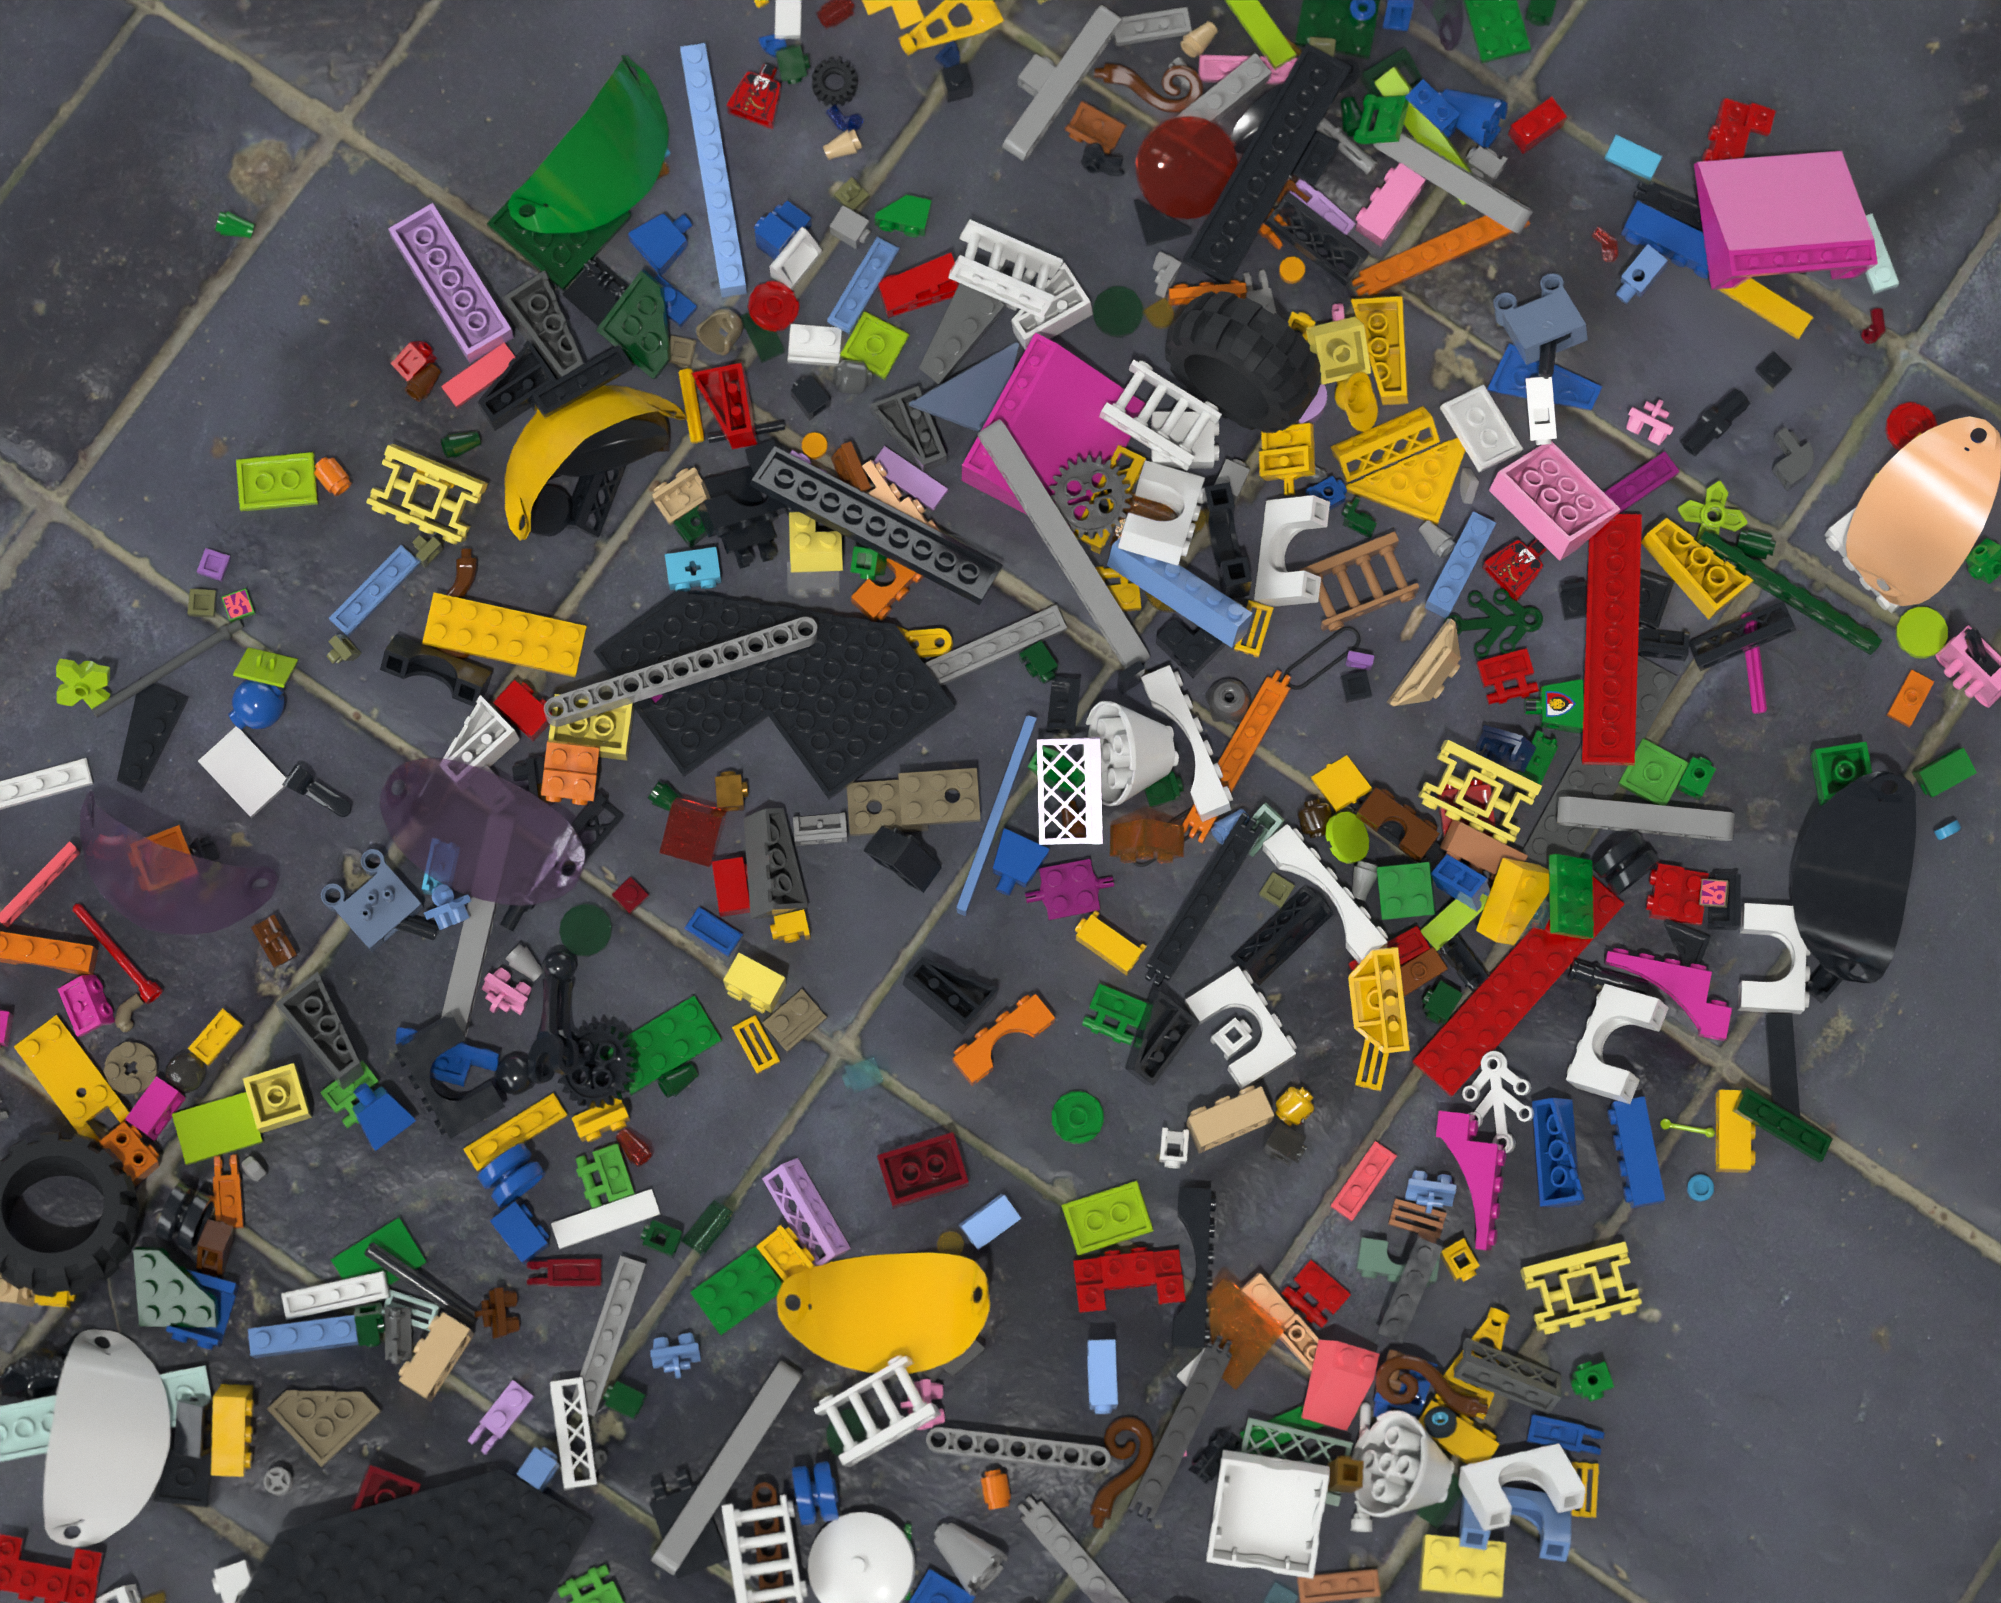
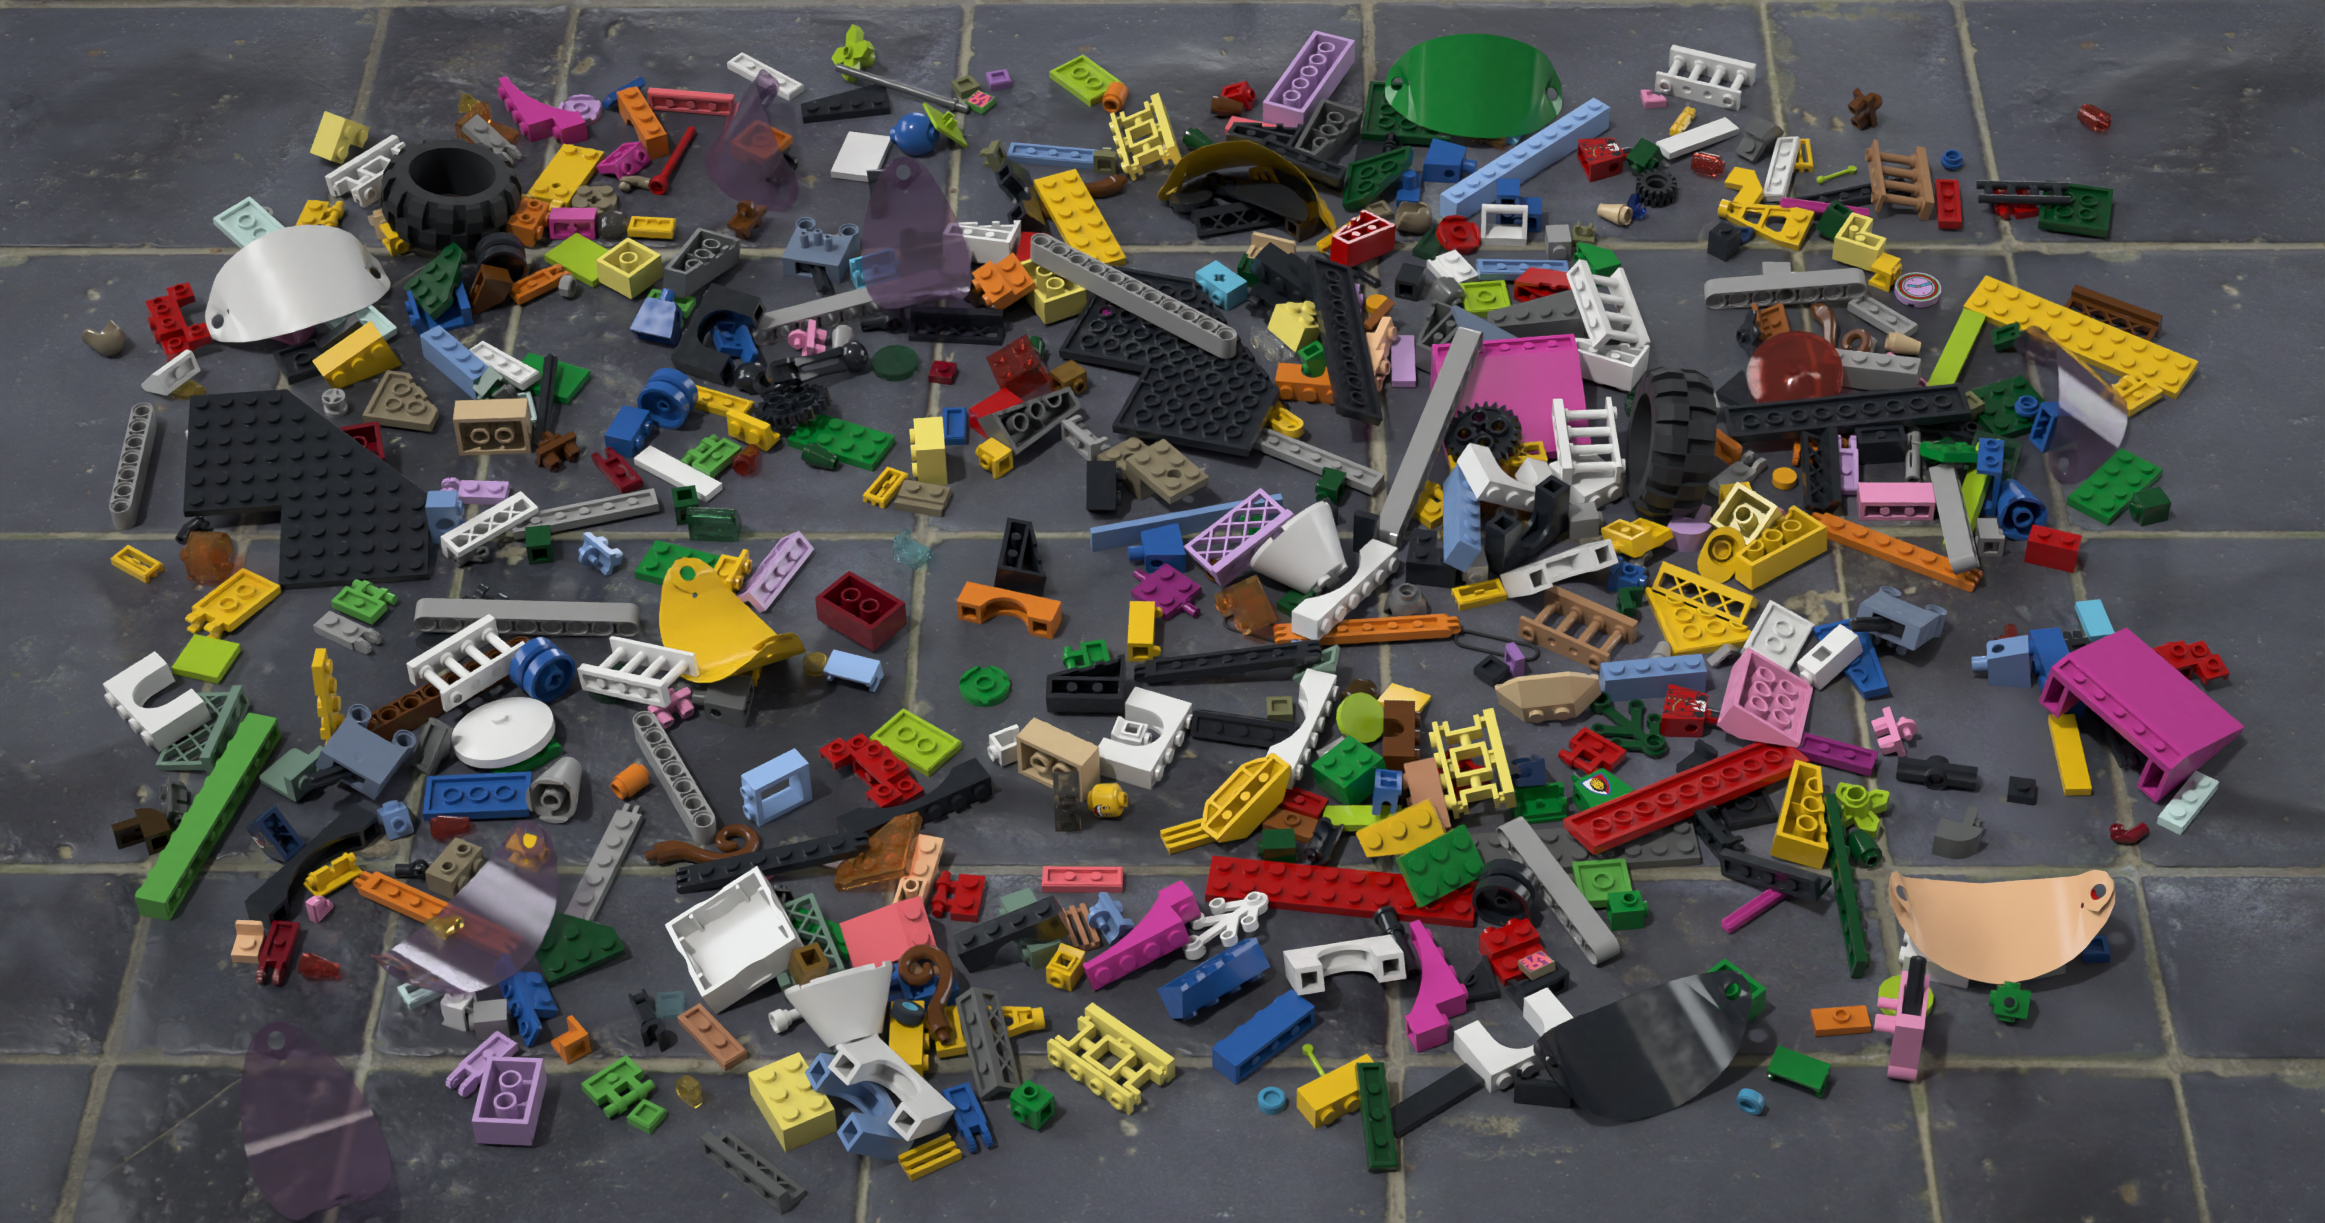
camera: 60 degrees right, 35 degrees down
(448, 910) = (846, 278): medium blue hips -> none

